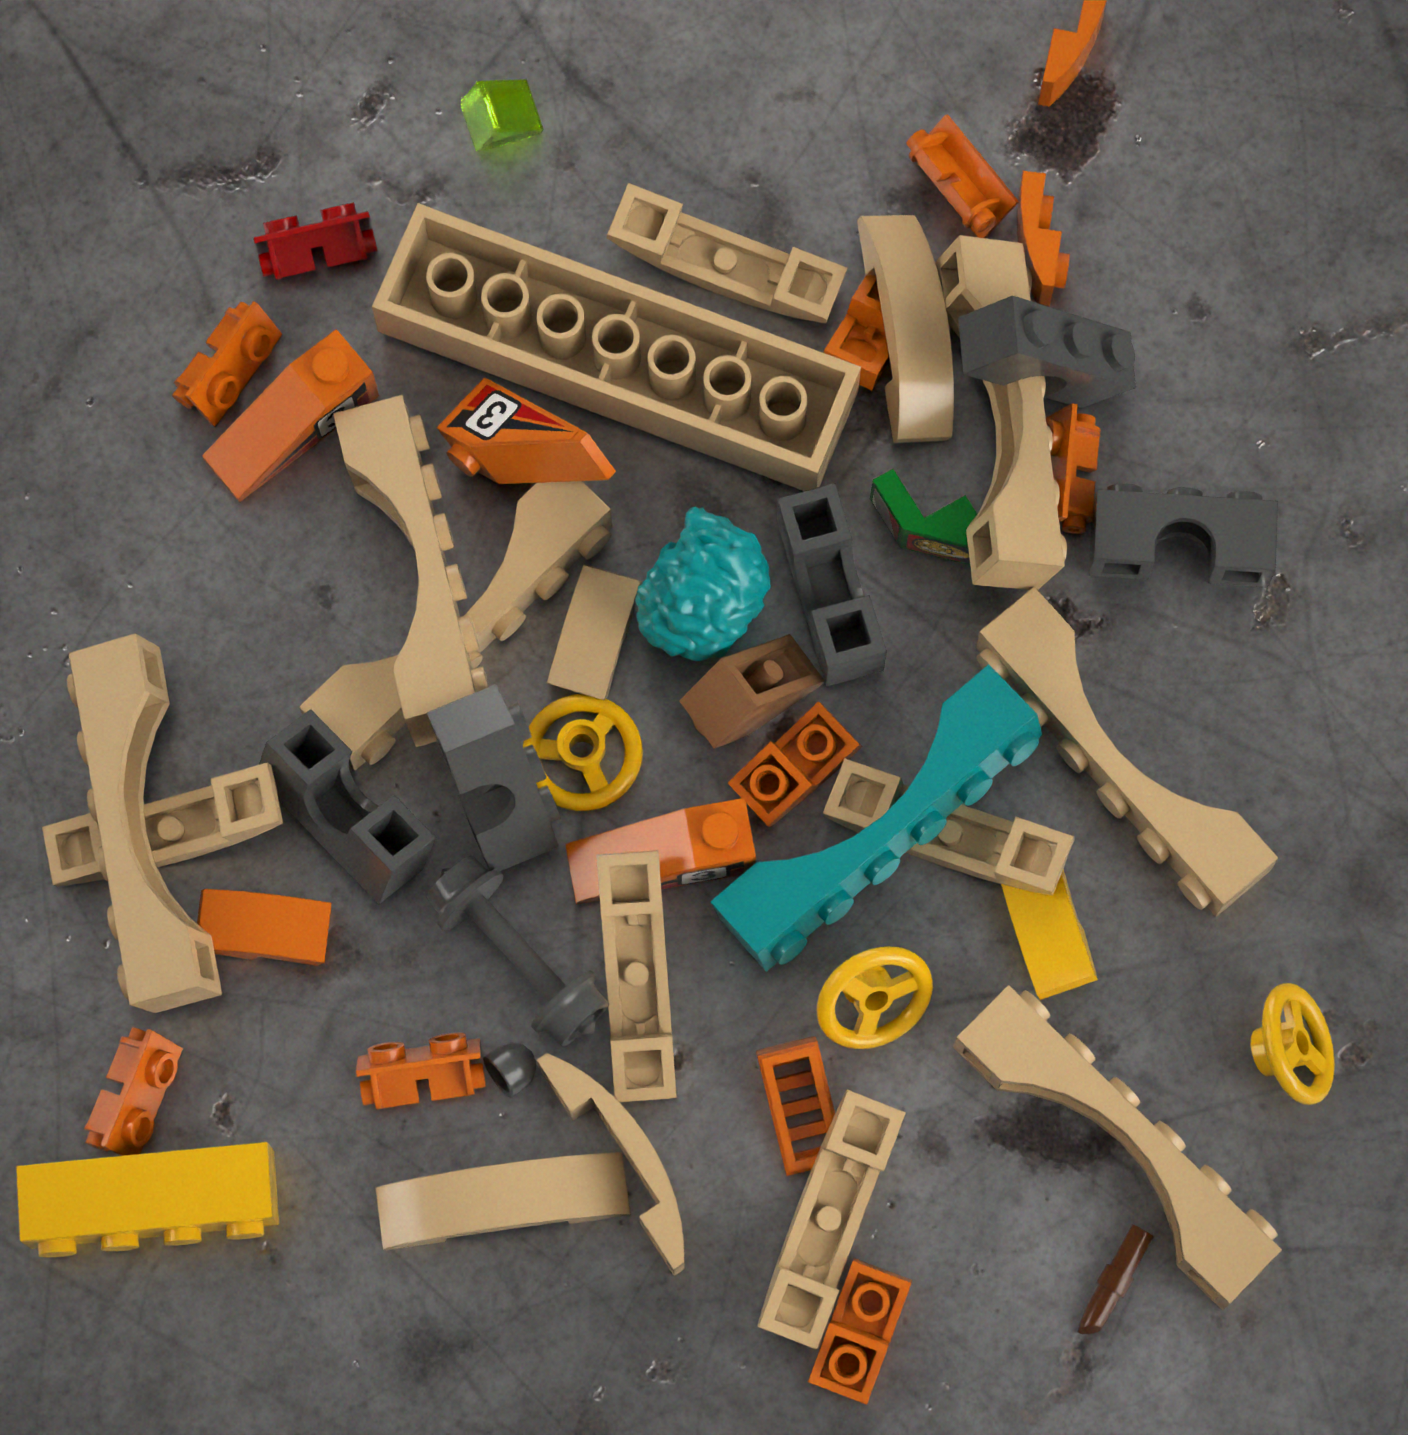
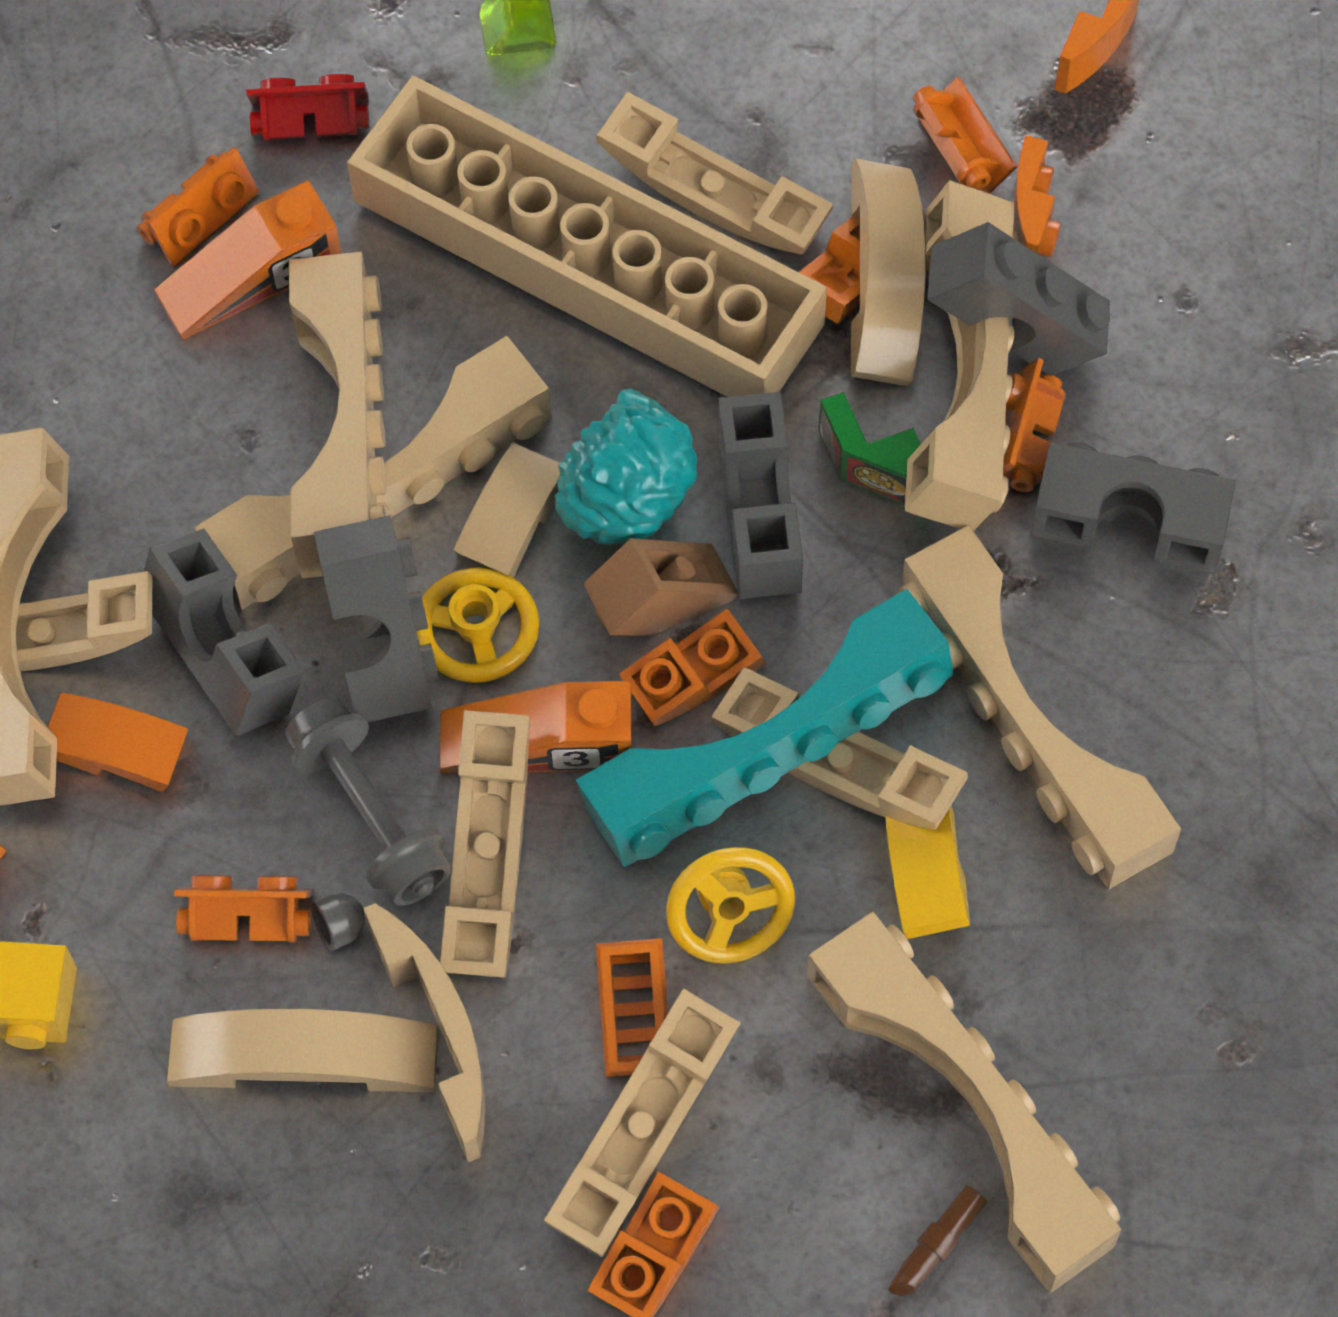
camera: 10 degrees right, 10 degrees down
(518, 441) = (469, 310): orange slope -> none
(1286, 1044) = (1161, 1024): yellow piece -> none

